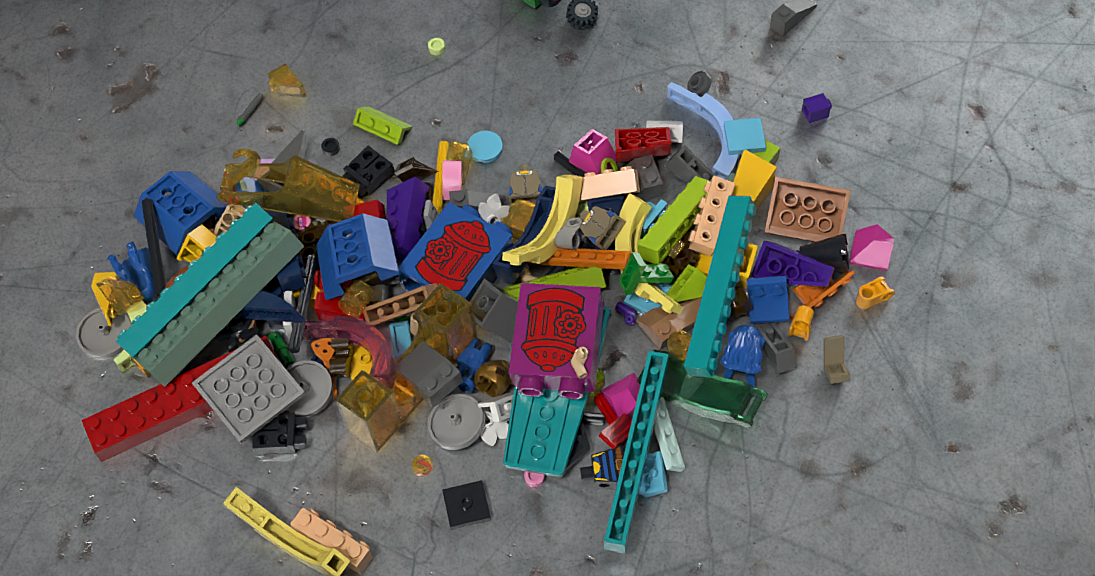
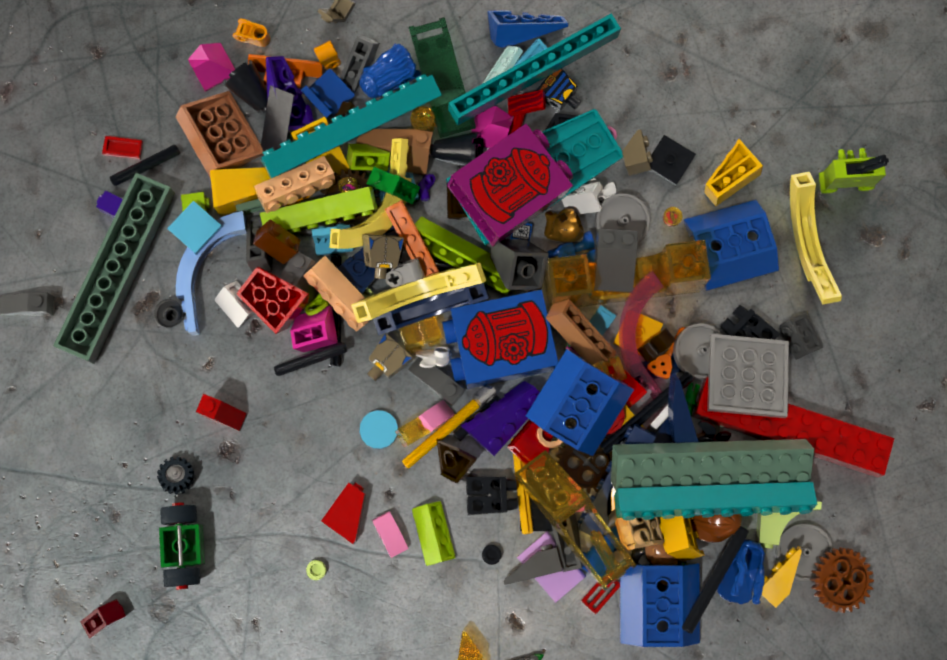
camera: 140 degrees left, 20 degrees up
(59, 334) = (855, 588): none -> dark orange gear
(120, 293) = (775, 558): clear yellow slope -> none
(235, 469) = (801, 336): none -> dark grey bracket
(325, 533) = (782, 217): light nougat brick -> none
(367, 487) = (739, 256): none -> blue slope
(403, 536) = (733, 174): none -> yellow wedge
(409, 97) = (390, 534): none -> bright pink slope
(450, 84) = (346, 512): none -> red slope
(495, 478) = (636, 155): none -> dark tan slope
(578, 362) = (524, 138): tan arm -> none
(584, 128) = (310, 359): none -> black axle
(595, 60) = (221, 412): none -> red slope
(627, 355) = (458, 149): none -> black cone
(679, 174) = (276, 241): none -> reddish brown brick
(692, 487) = (515, 29): none -> blue wedge
(766, 77) = (114, 268): none -> sand green brick
(776, 243) = (276, 118): none -> black sticker
(830, 151) = (144, 165): none -> black axle
(858, 148) = (122, 147): none -> red tile

